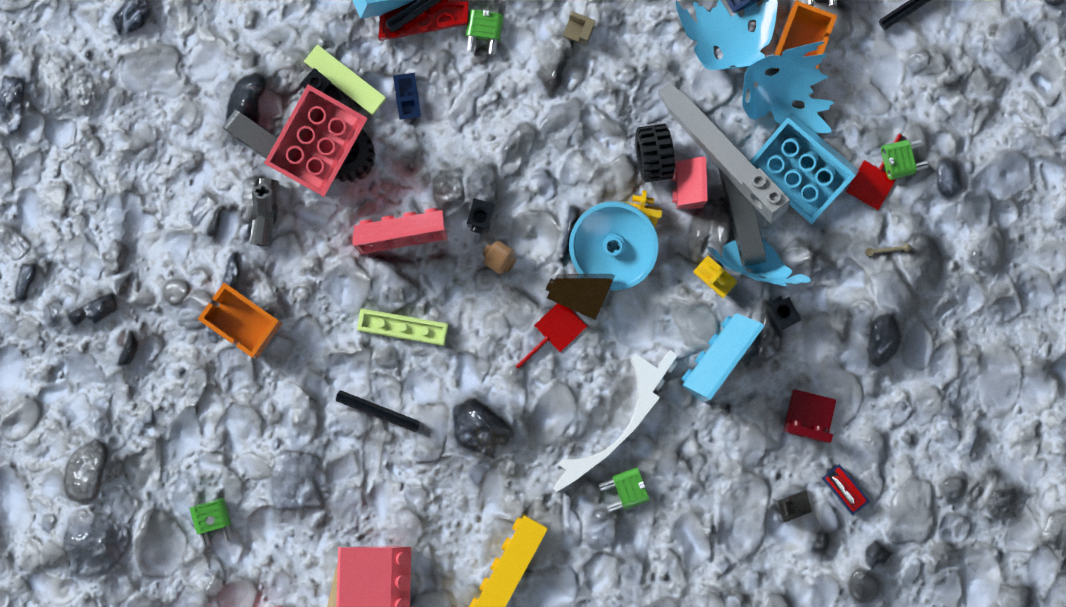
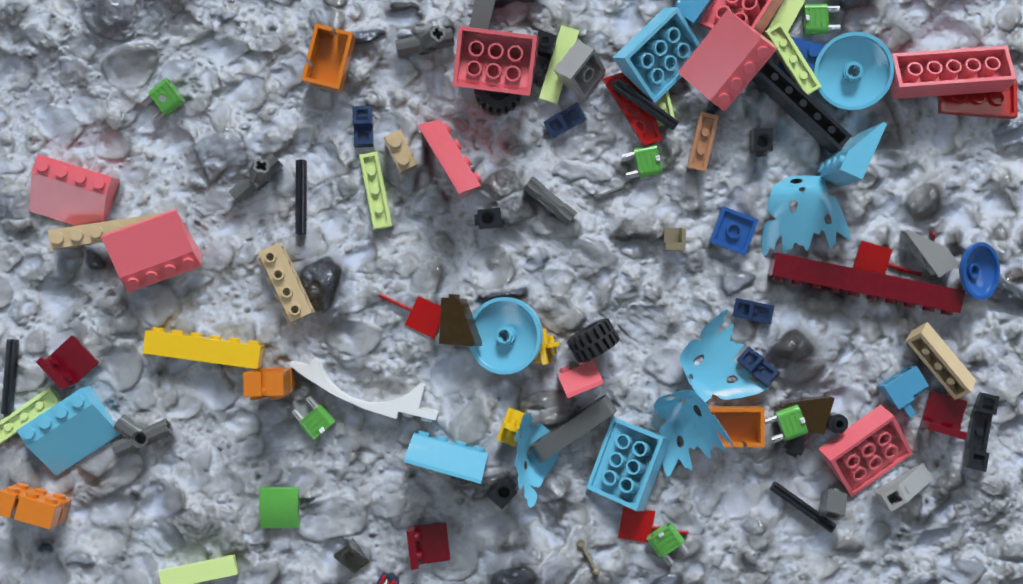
camera: 70 degrees right, 5 degrees up
(328, 314) = (363, 126): none -> dark blue slope
(337, 451) = (256, 177): none -> dark grey piece
(359, 58) = (580, 69): none -> light grey slope
(372, 282) = (400, 152): none -> tan brick
(463, 462) = (286, 282): none -> tan brick
(473, 151) = (549, 200): none -> dark grey axle
(499, 257) = (460, 246): medium nougat head -> none
(502, 57) = (626, 186): none -> dark grey hinge
(567, 519) = (268, 382): none -> orange piece
(709, 565) = (279, 507): none -> bright green slope
(749, 181) = (603, 416): light grey piece -> none

